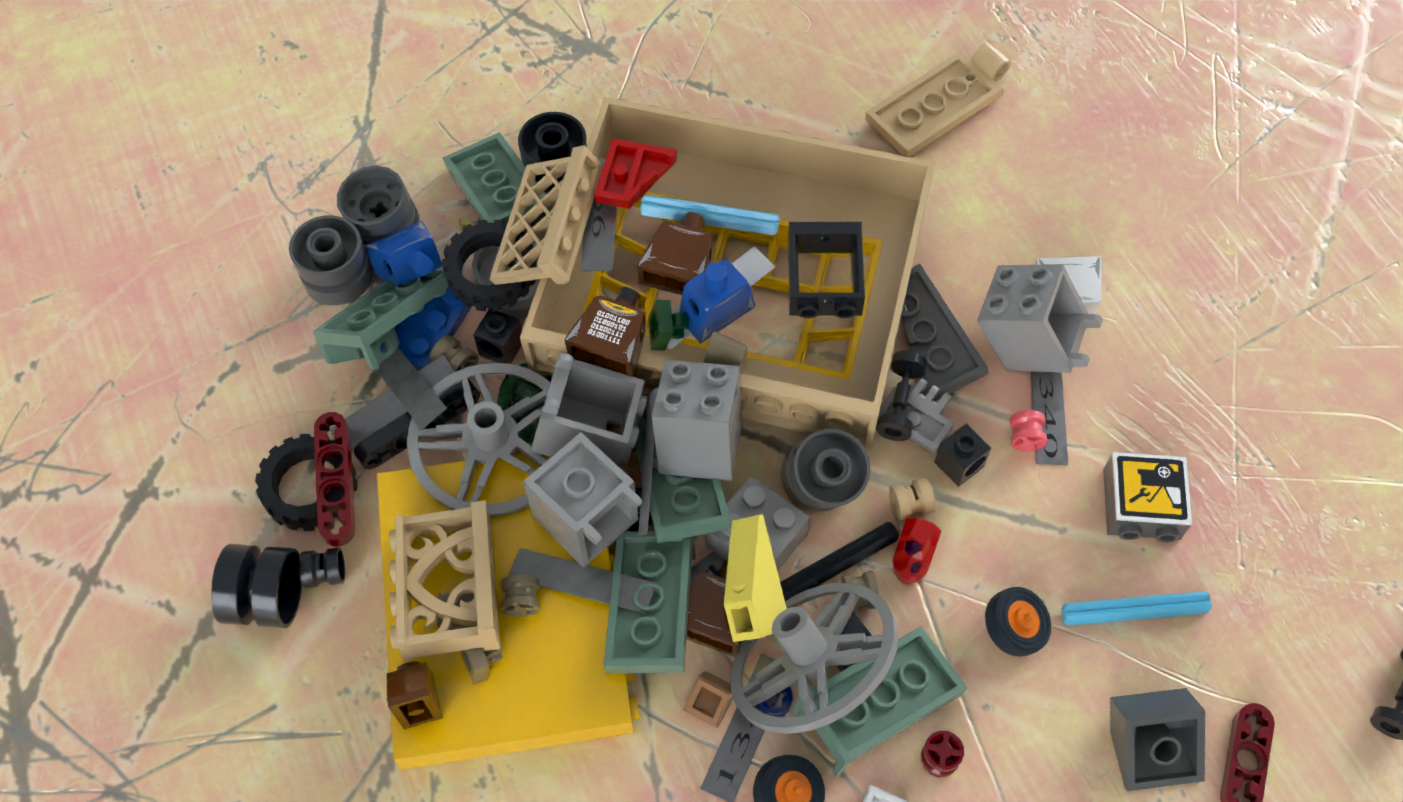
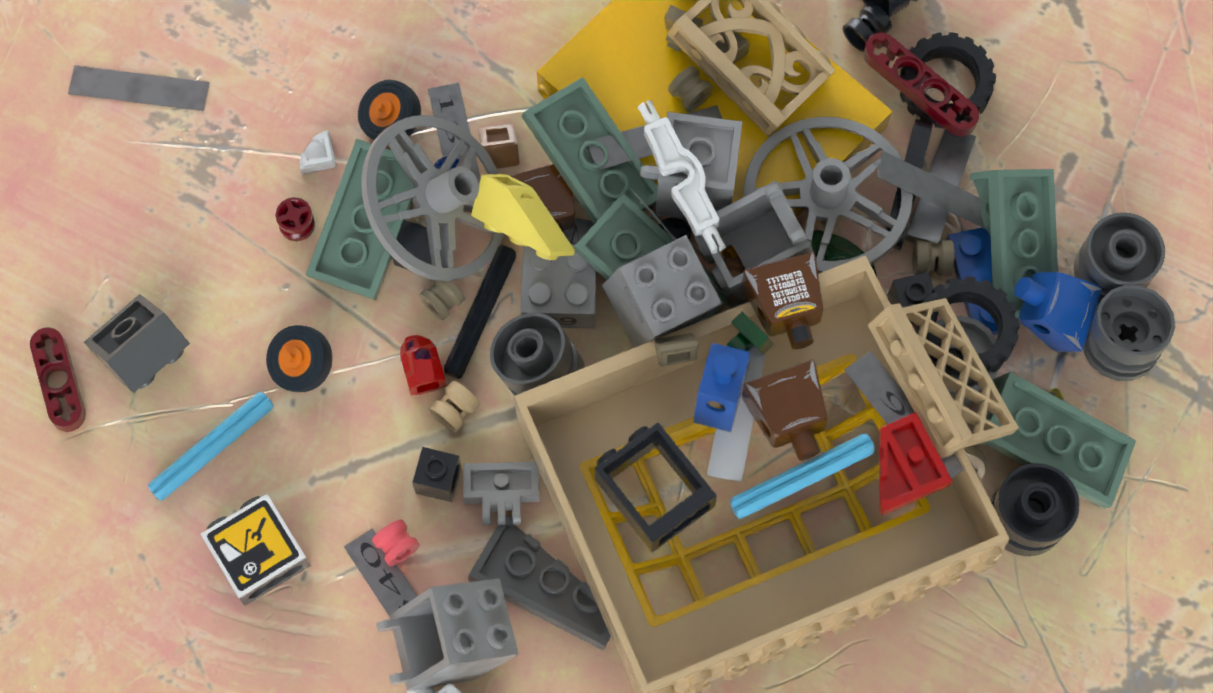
camera: 140 degrees right, 10 degrees up
(608, 484) = (690, 193): none -> white piece
(908, 366) = (510, 450): black wheel -> none

